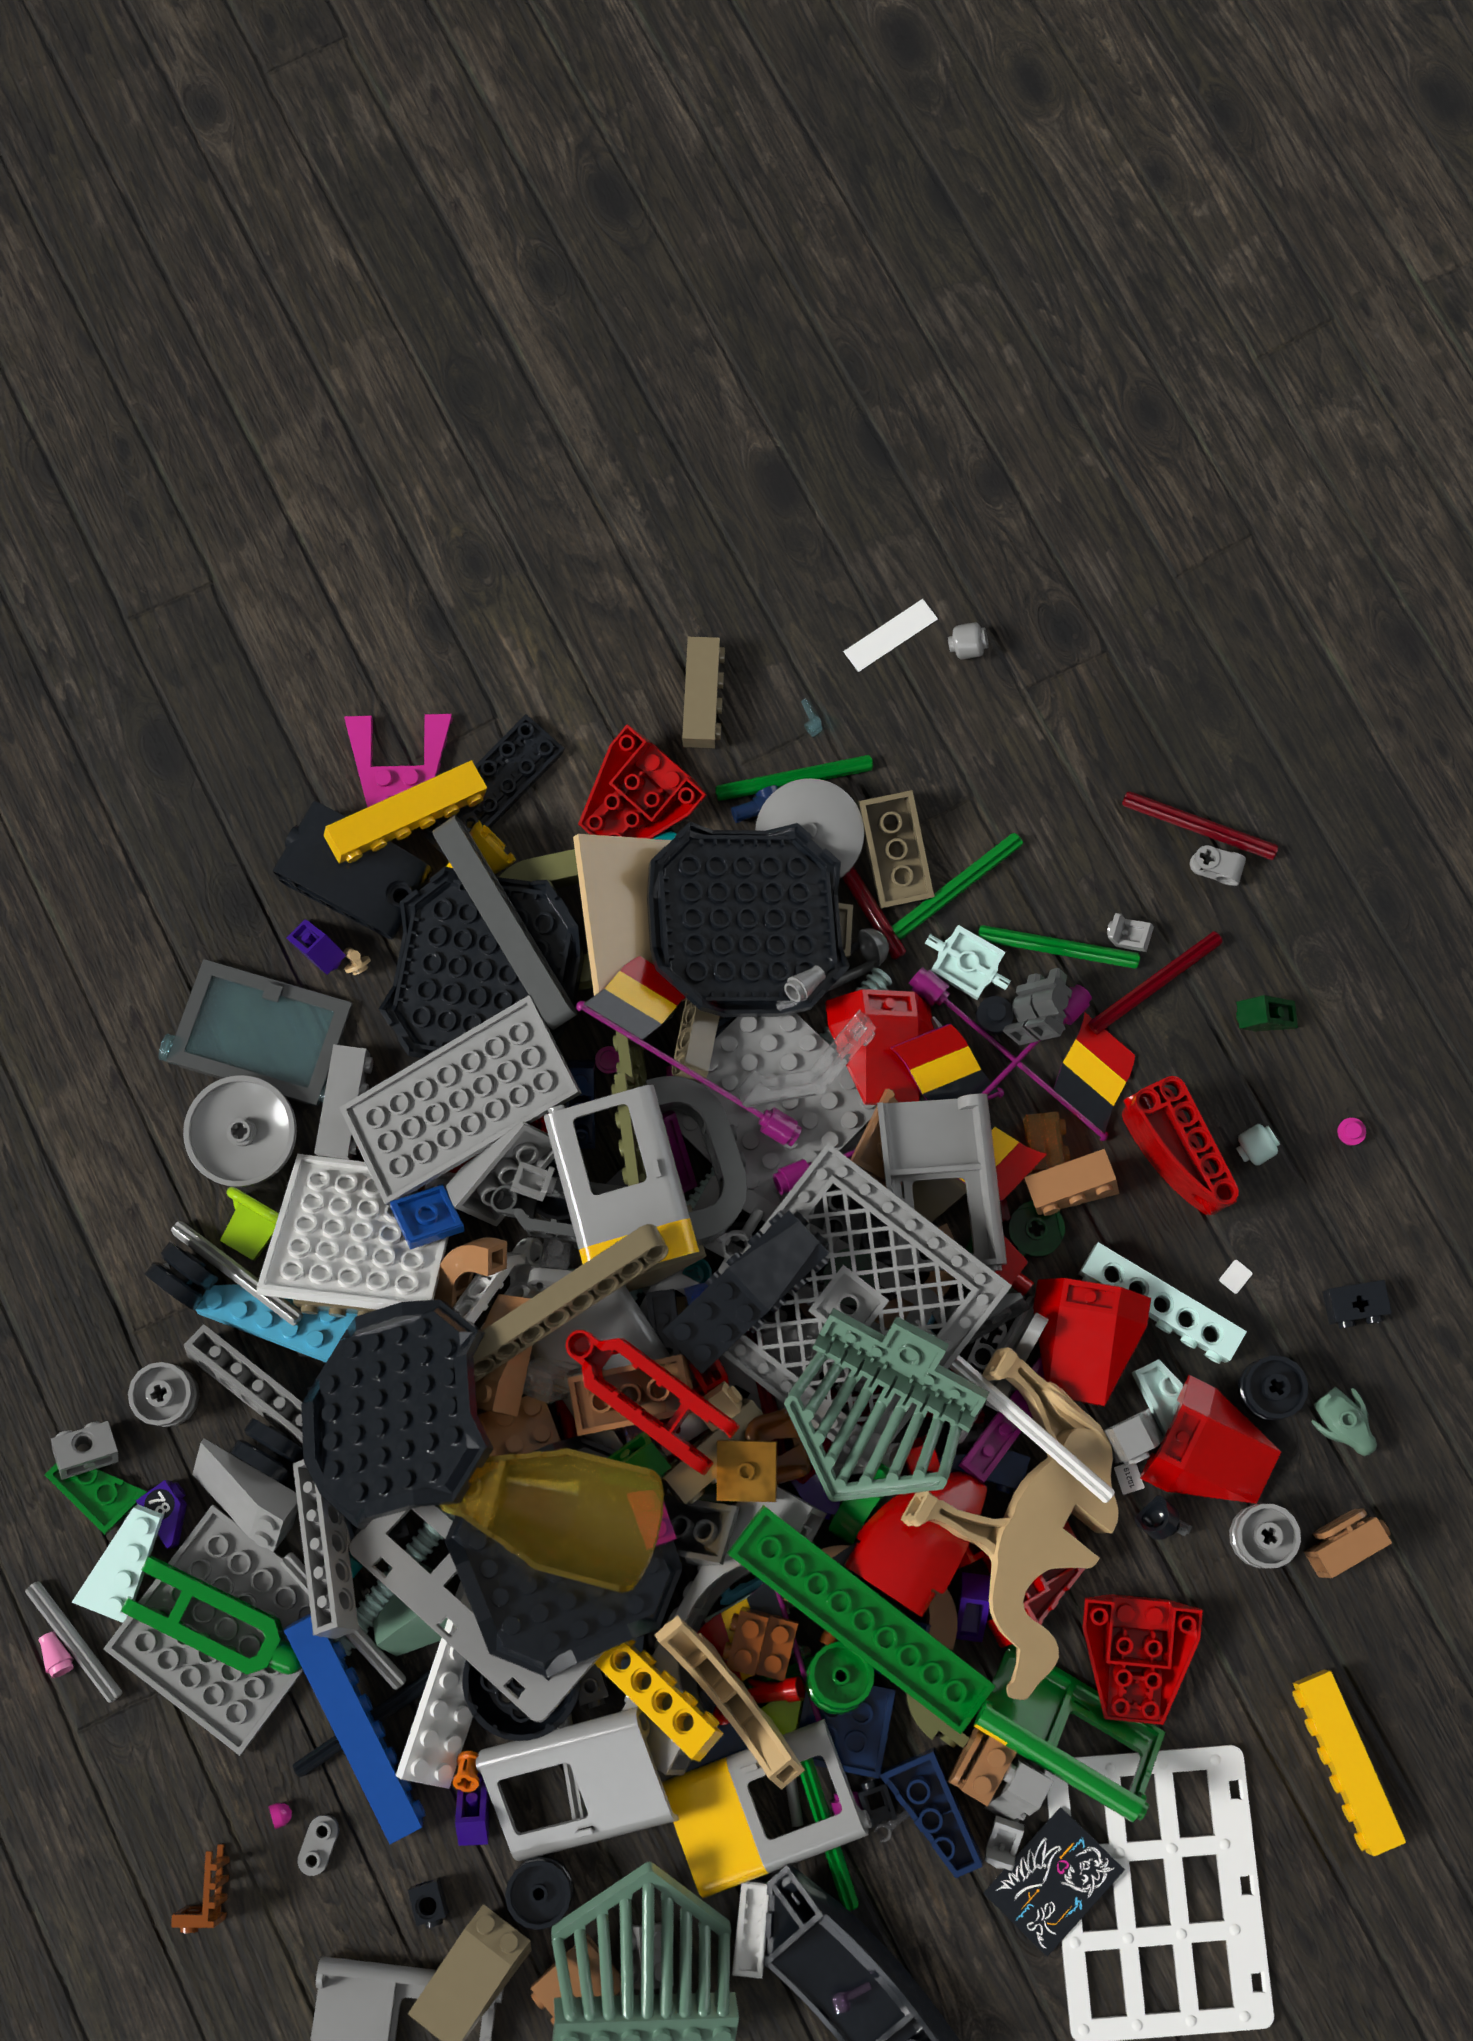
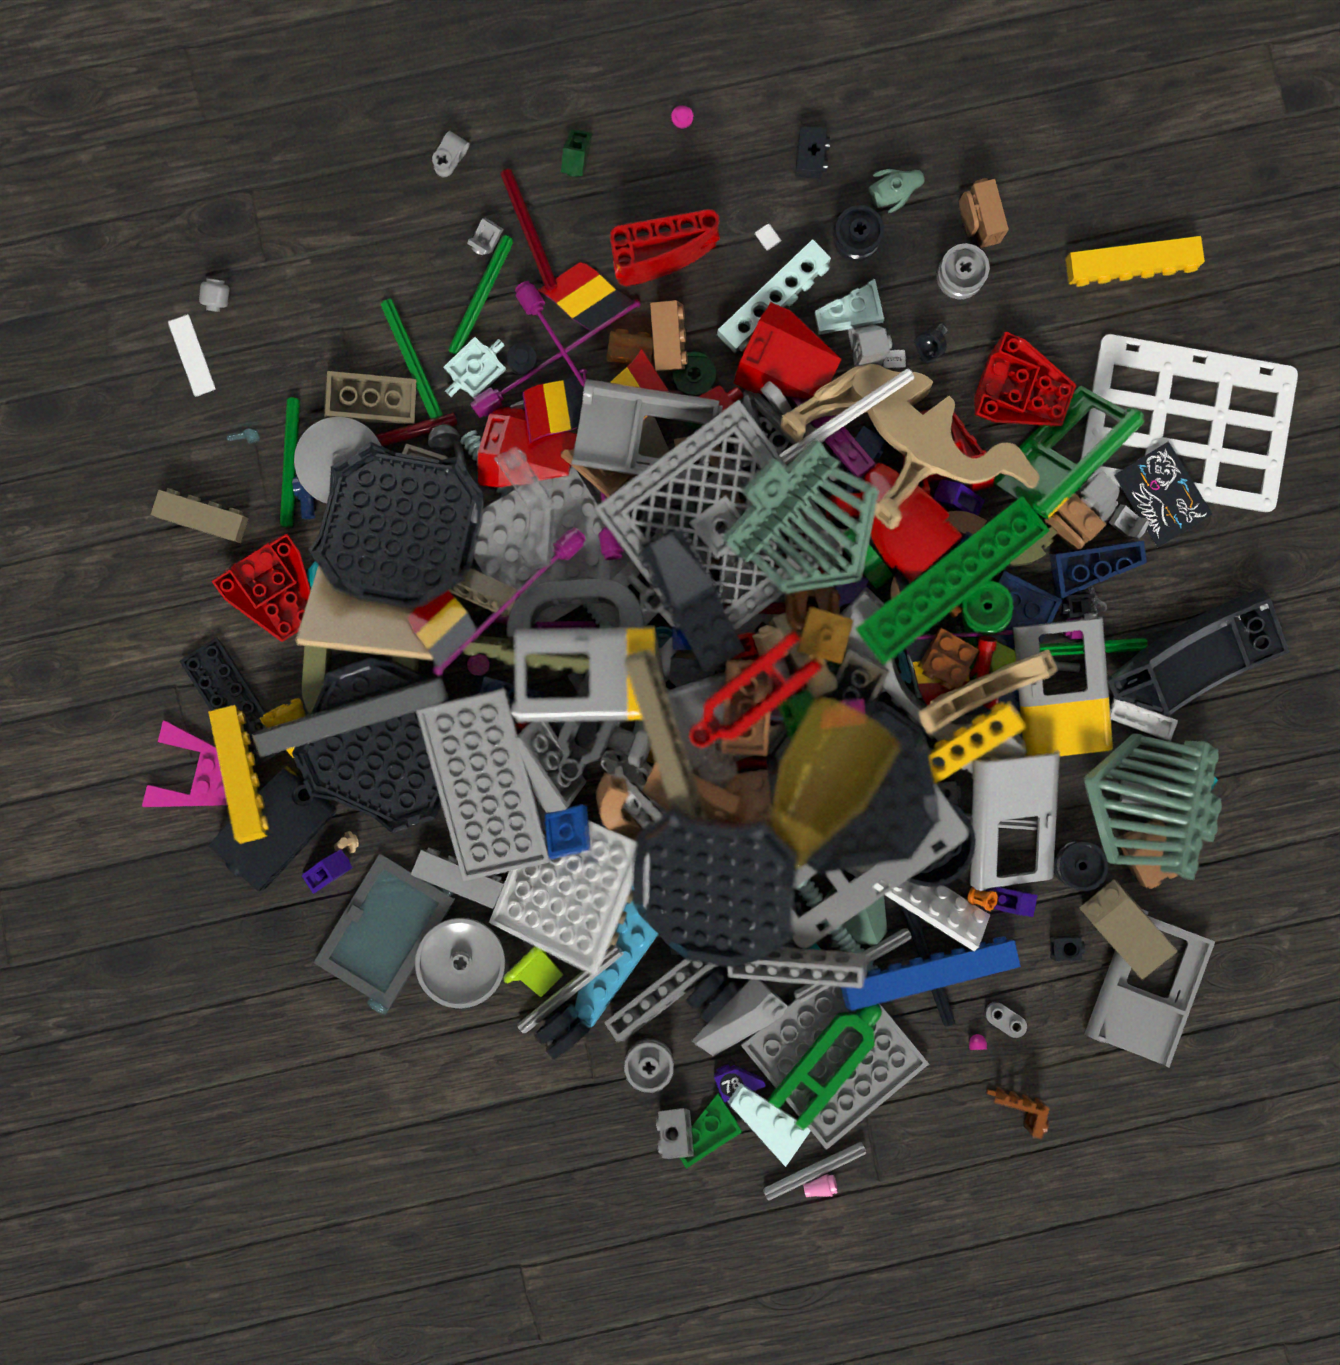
camera: 75 degrees left, 10 degrees up
(533, 1181) = (564, 742): light grey bracket -> none
(803, 984) = (463, 495): light grey cone -> none
(841, 2000) = (1206, 667): clear purple hand -> none
(1039, 1008) = (527, 321): dark grey hips -> none
(1200, 825) = (413, 158): dark red axle -> none
(1211, 1449) = (891, 290): red wedge -> none
(1257, 1144) = (674, 189): light aqua head -> none

